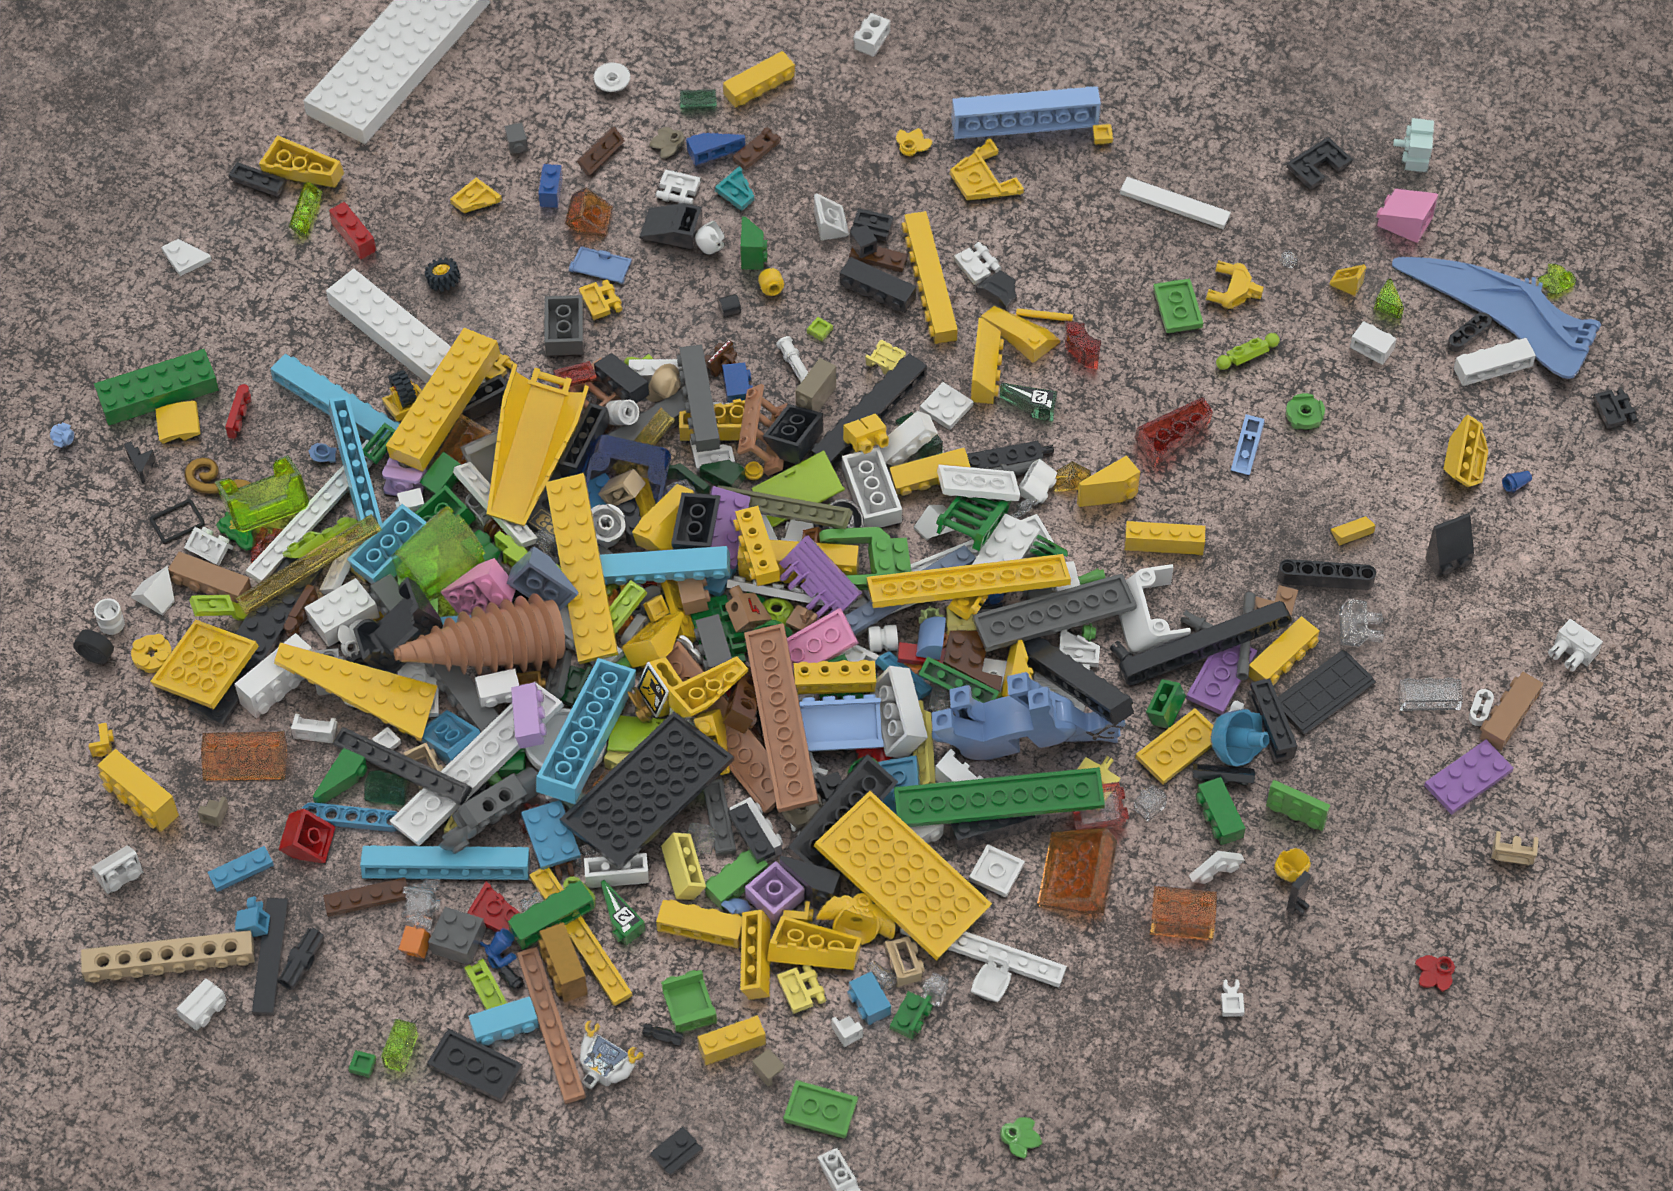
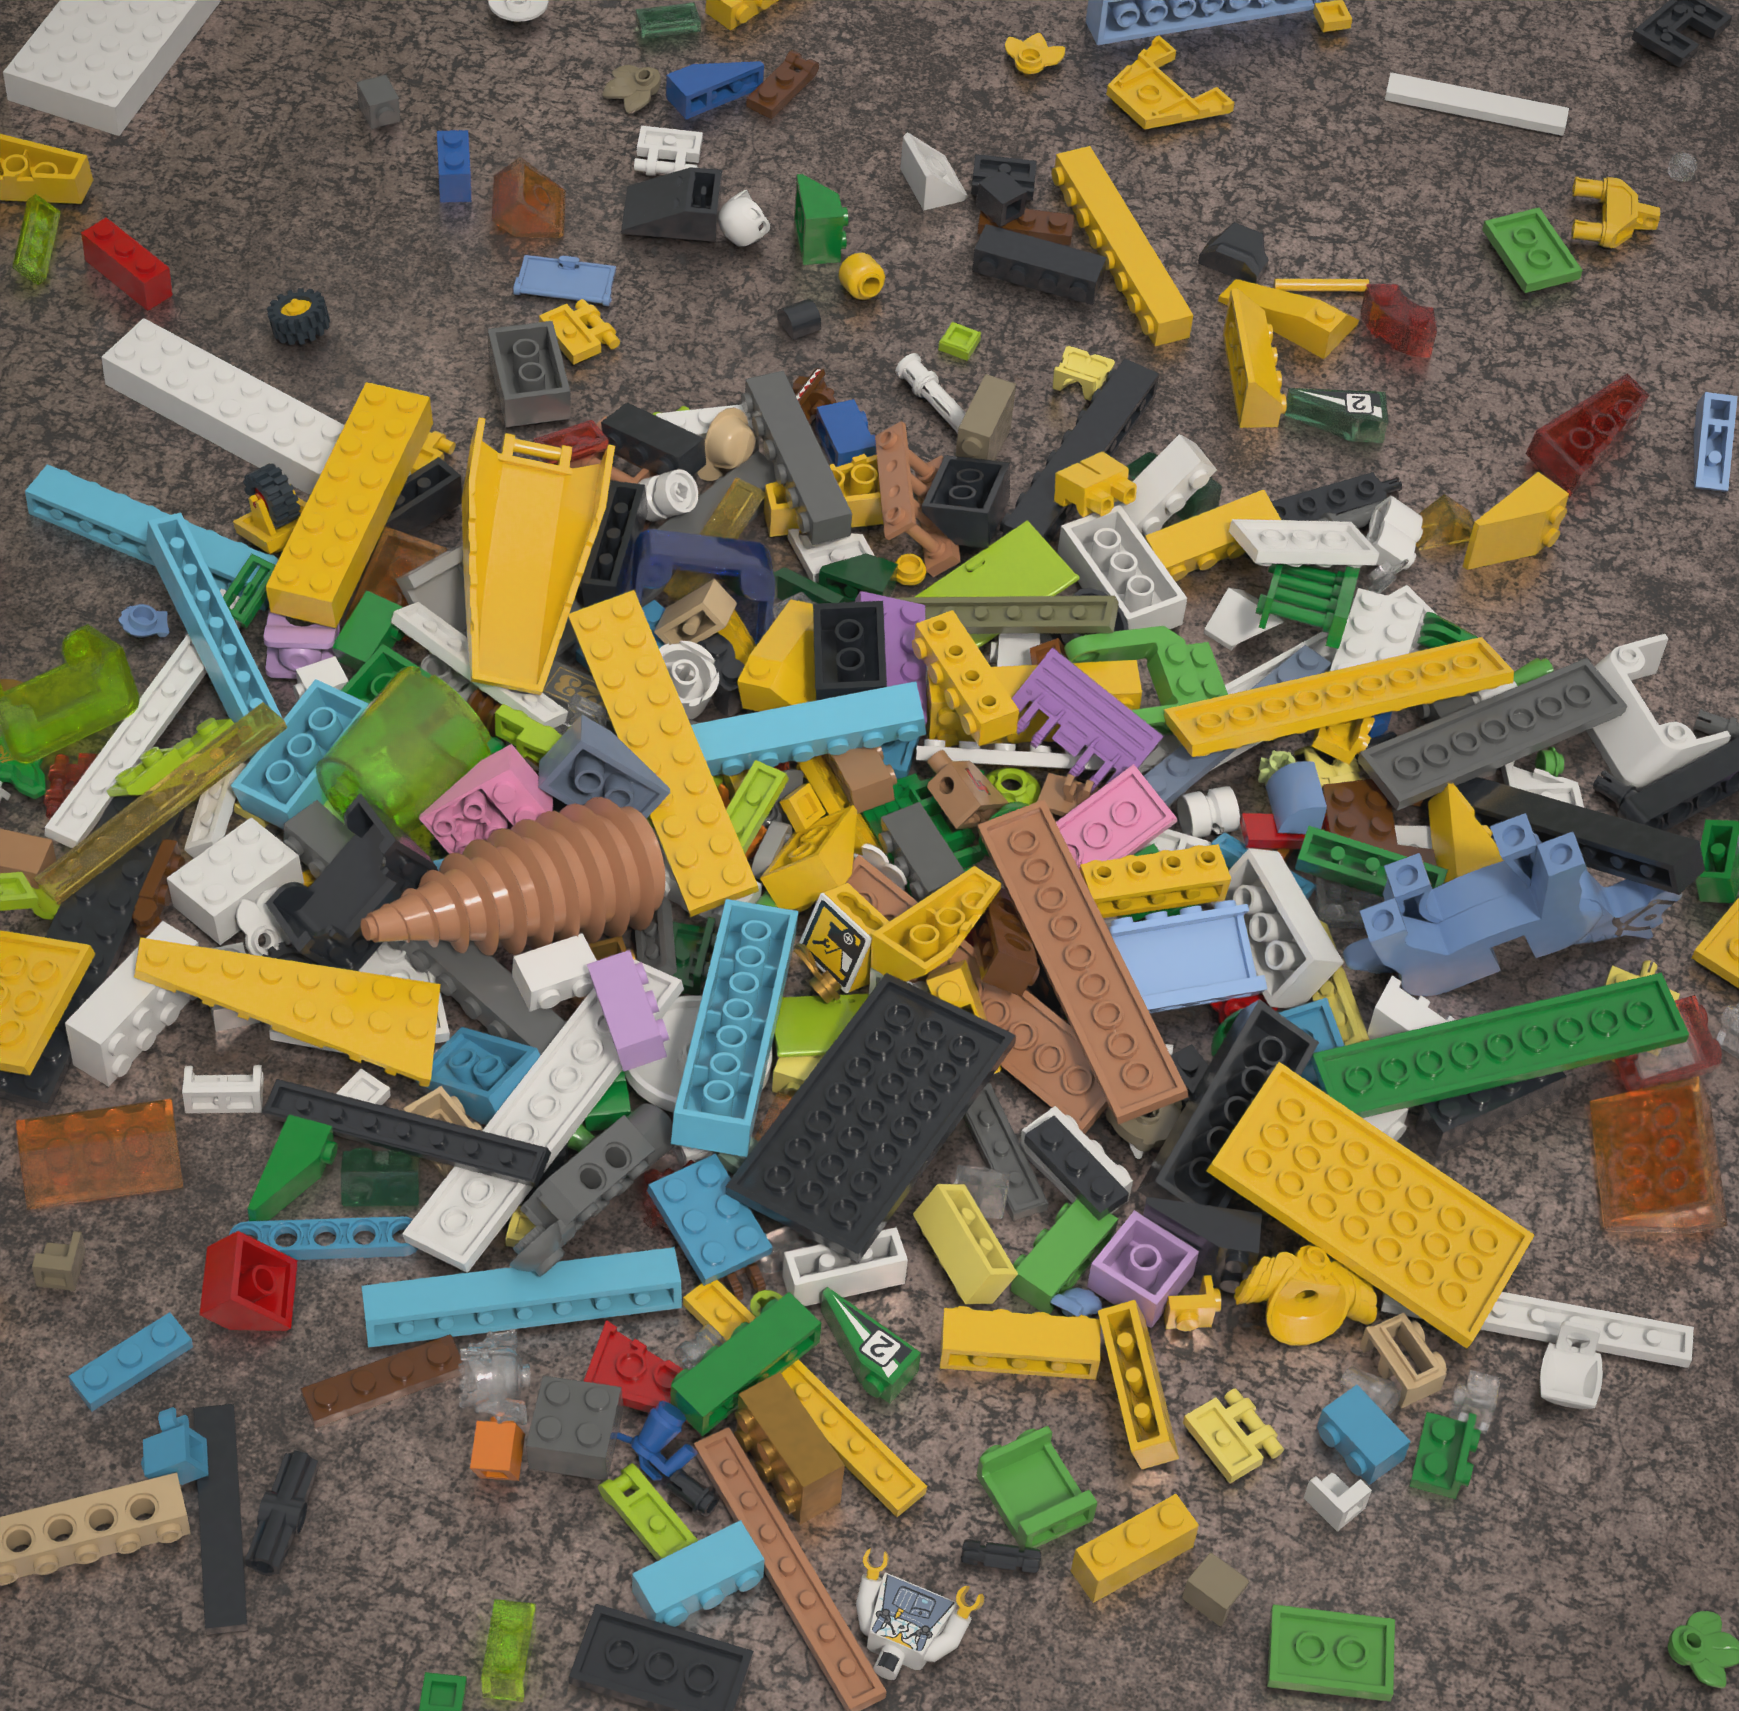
camera: 15 degrees left, 5 degrees down
(201, 1004) = (103, 1629): white brick -> none
(475, 196) = (328, 194): yellow wing -> none
(600, 151) = (525, 108): reddish brown plate -> none
(736, 189) = (765, 146): teal wing -> none
(813, 945) = (1239, 1353): yellow wedge -> none
(946, 405) = (1211, 430): white plate -> none
(973, 267) = (1184, 225): white plate -> none
(996, 870) = (1519, 1178): white plate -> none
(1164, 538) = (1628, 599): yellow brick -> none
(1247, 351) = (1664, 305): lime plate -> none

